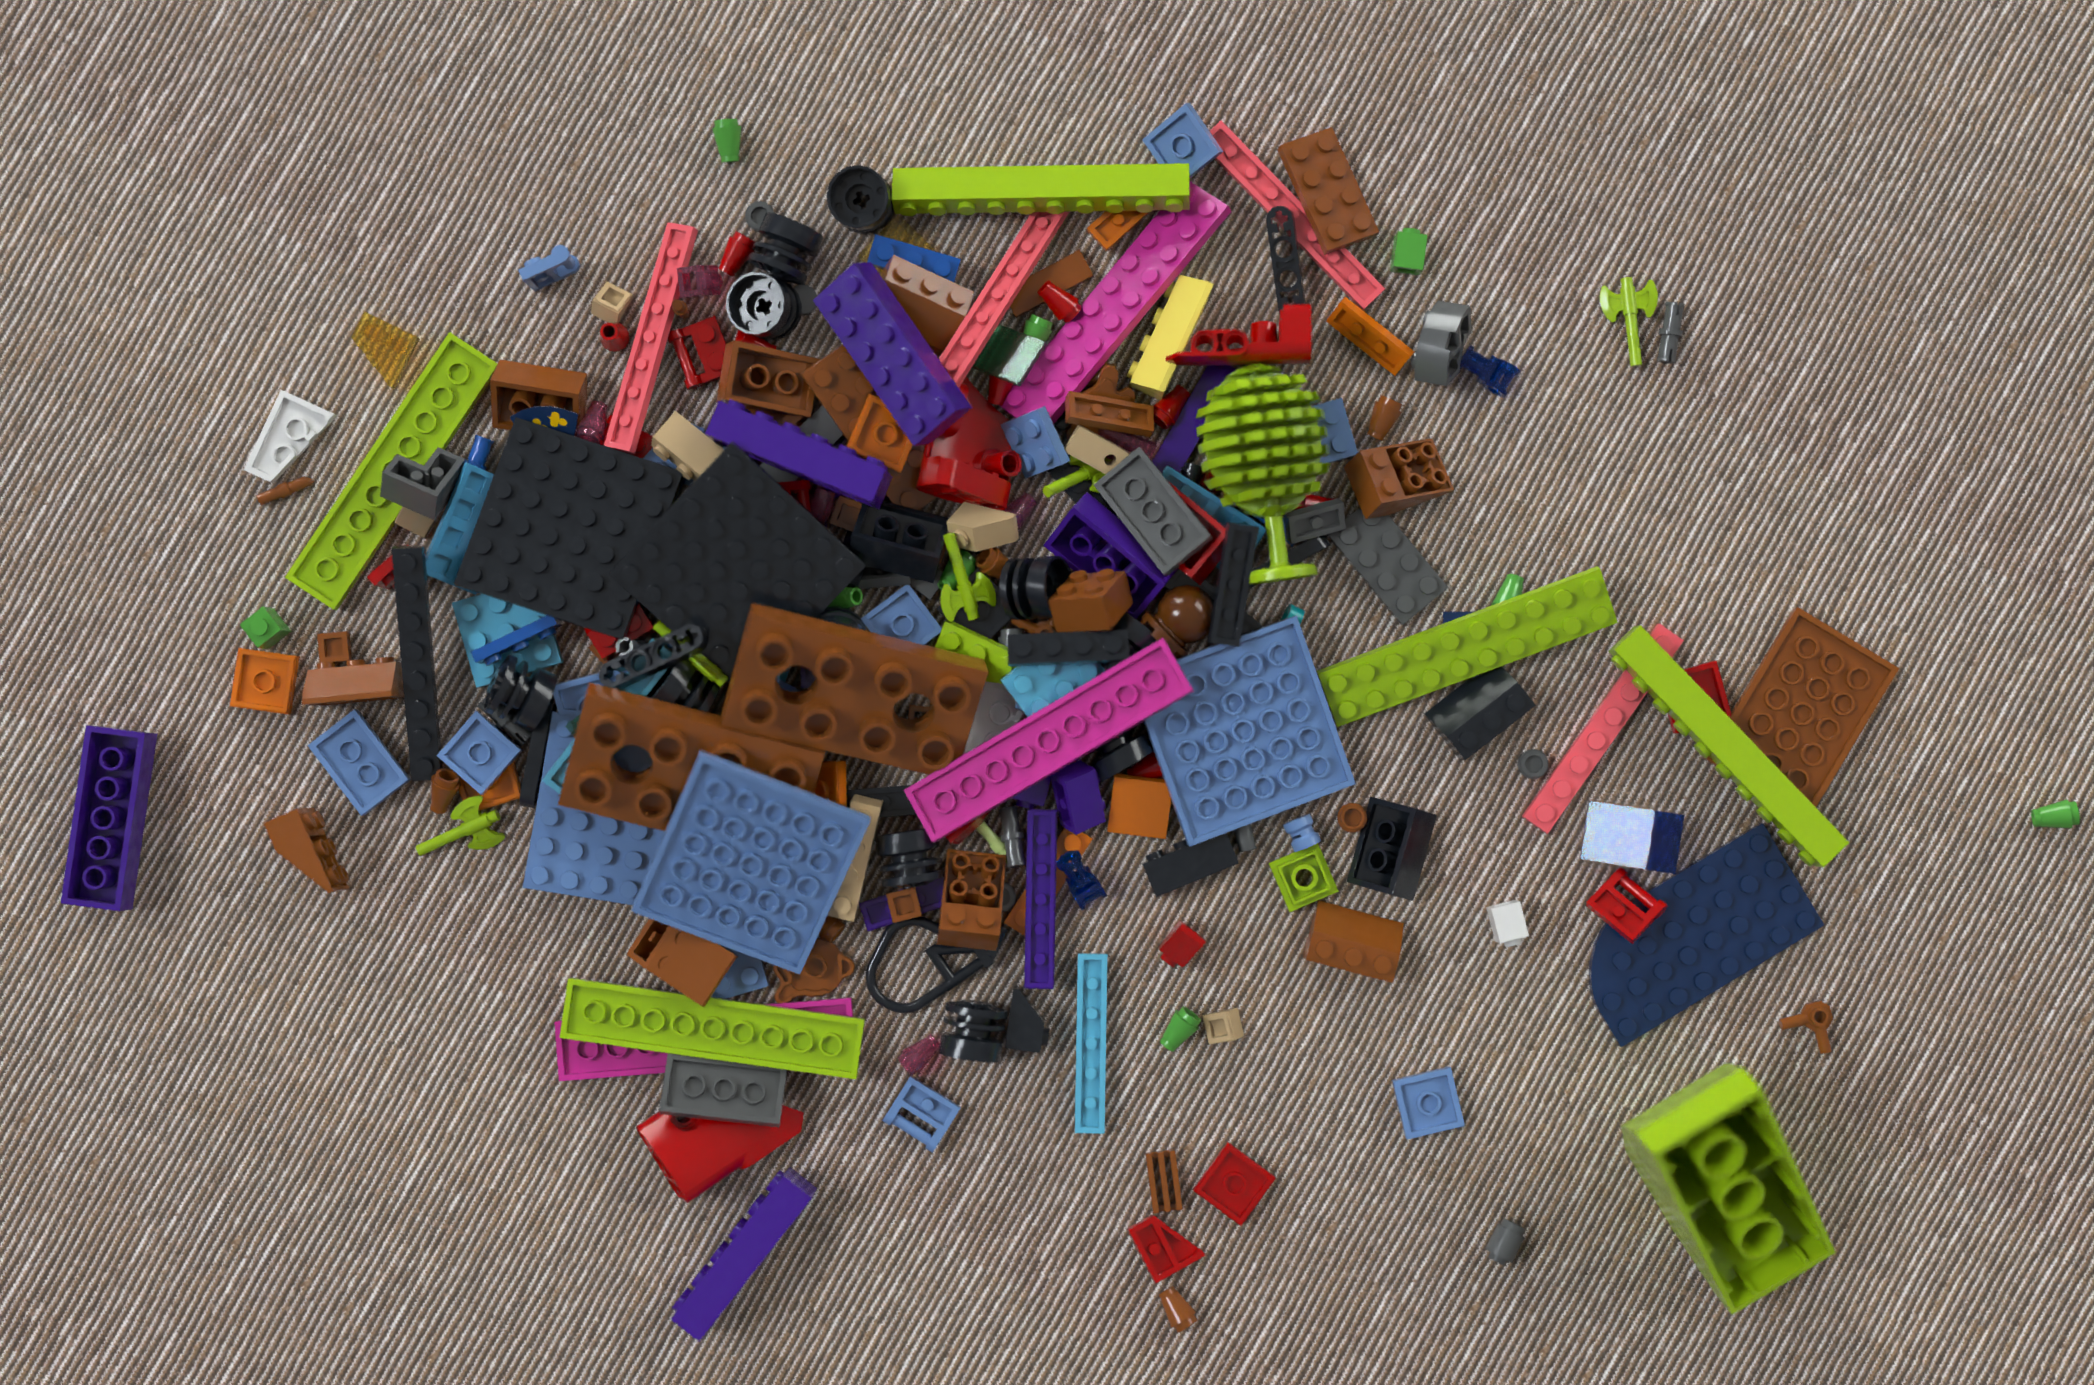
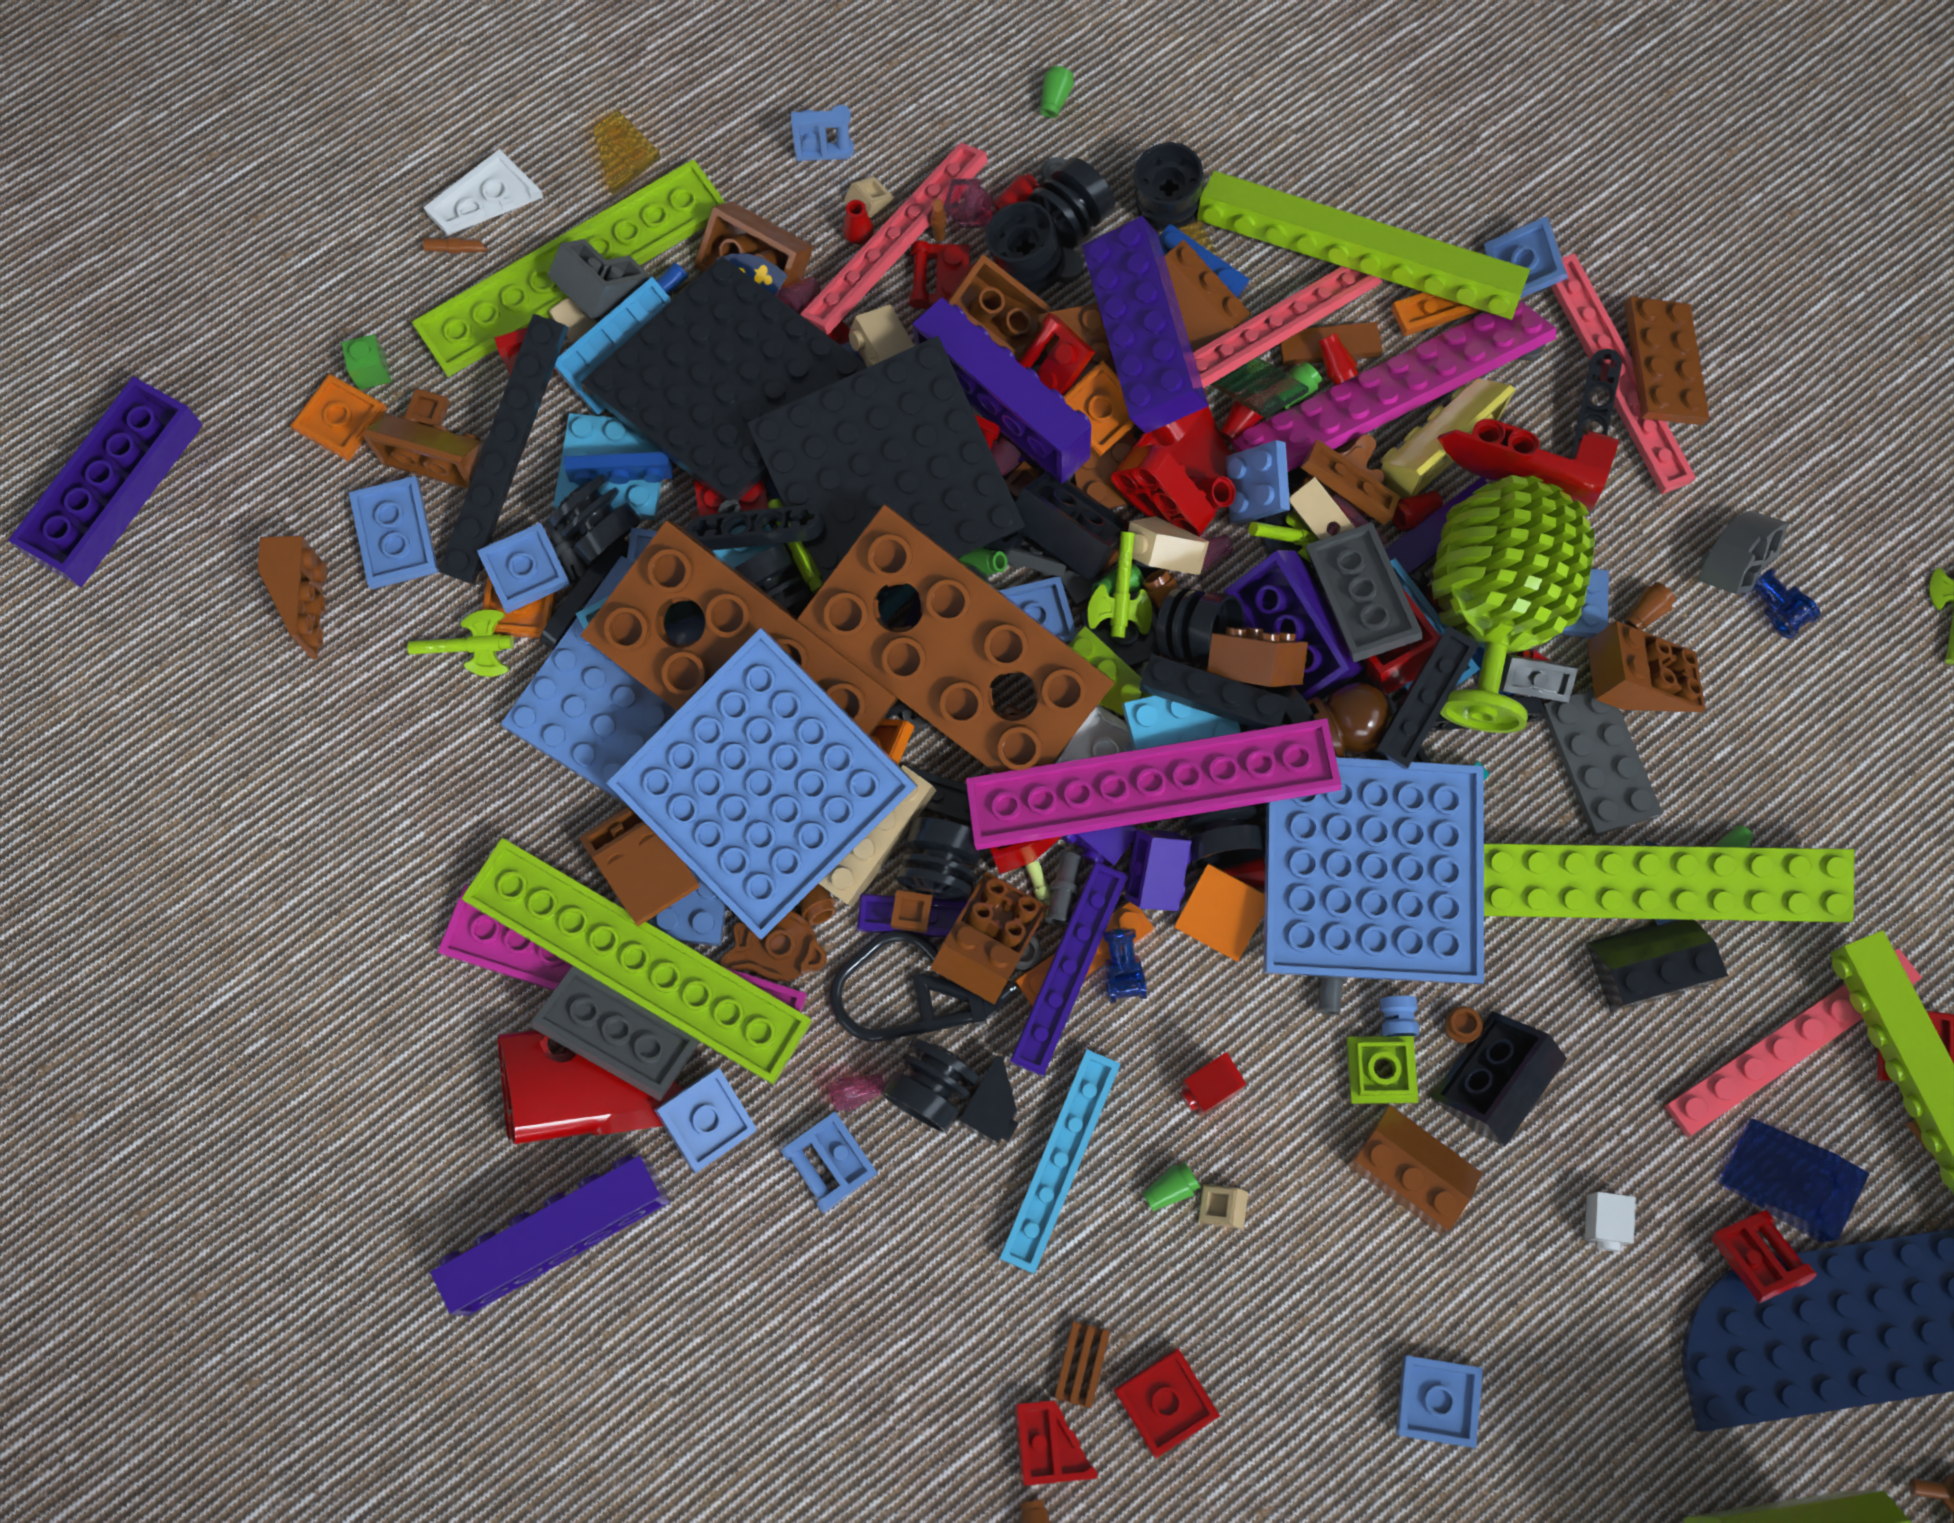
camera: 15 degrees right, 15 degrees down
(443, 789) = (467, 591): dark orange cone -> none
(817, 1123) = (705, 1119): none -> medium blue plate
(838, 413) = (1065, 359): none -> red plate
(1188, 863) = (1255, 998): black brick -> none
(1370, 336) = (1662, 519): orange plate -> none
(1408, 252) = (1733, 452): bright green brick -> none
(1532, 764) = (1697, 1049): dark grey tile -> none

